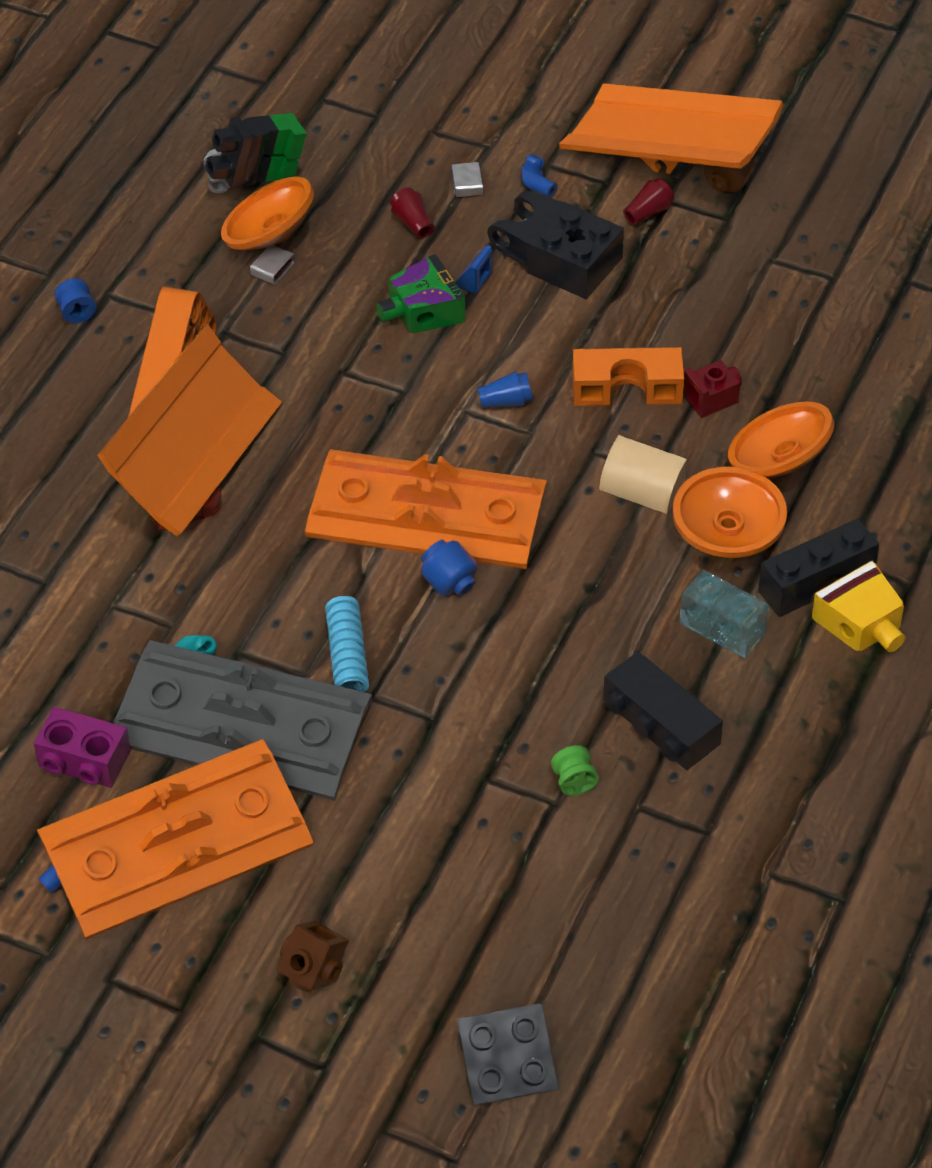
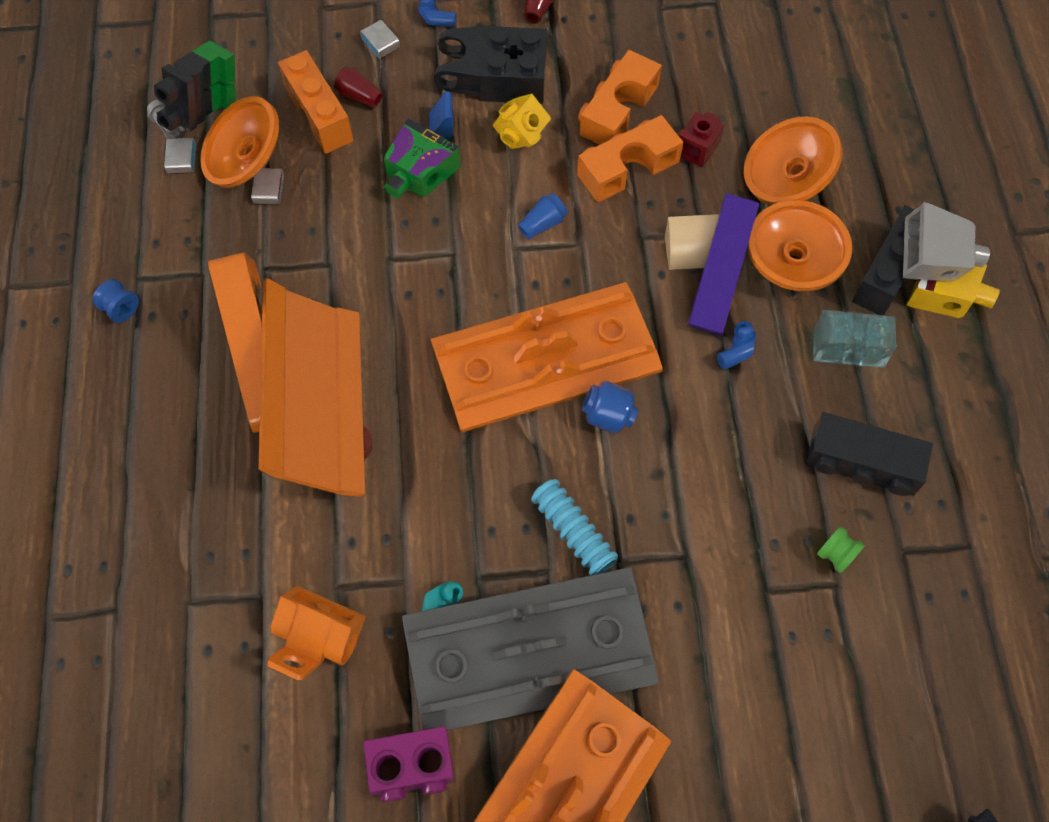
camera: 30 degrees left, 15 degrees up
(69, 618) = (313, 632): none -> orange piece
(211, 207) = (180, 155): none -> flat silver piece
(363, 209) = (313, 94): none -> orange arch
(543, 302) = (521, 121): none -> yellow brick
(615, 579) = (742, 348): none -> blue arm
(642, 497) = (723, 264): none -> dark purple tile
(680, 309) = (630, 80): none -> orange arch
(853, 560) = (940, 245): none -> light grey torso

